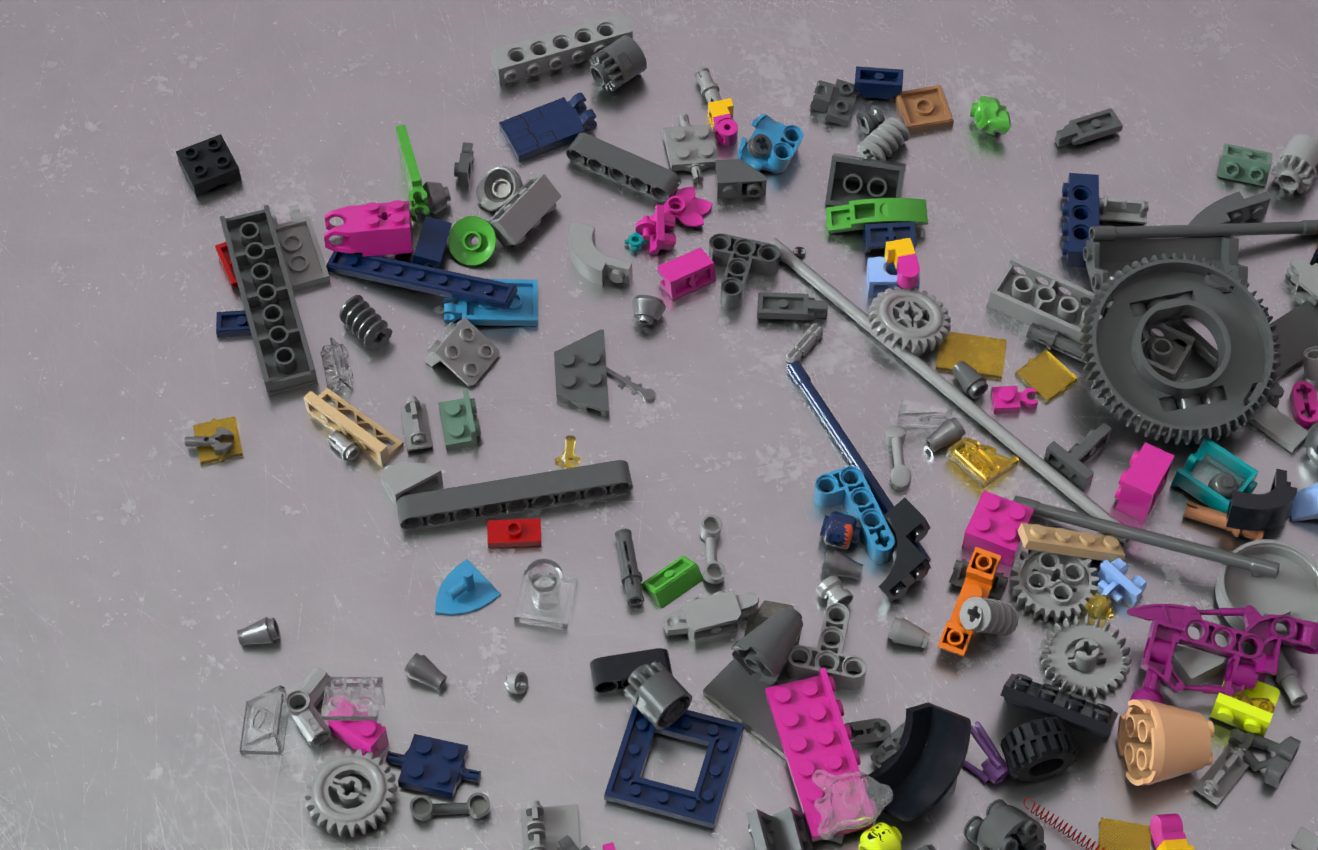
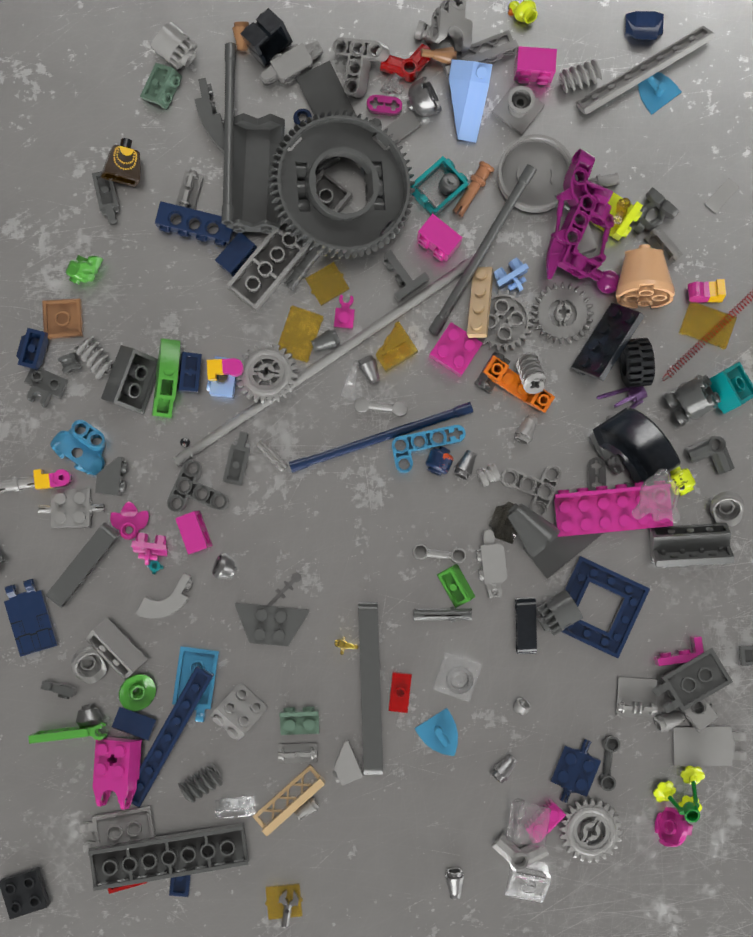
camera: 85 degrees left, 30 degrees up
(753, 146) = (85, 461): dark grey bush -> none
(910, 563) = (448, 414): black arch -> none
(1056, 264) = (236, 254): none -> dark blue hinge
(1099, 607) = (530, 294): clear yellow plate -> none
(1132, 132) = (122, 164): none -> dark brown torso
(1262, 511) = (480, 166): black arch -> none

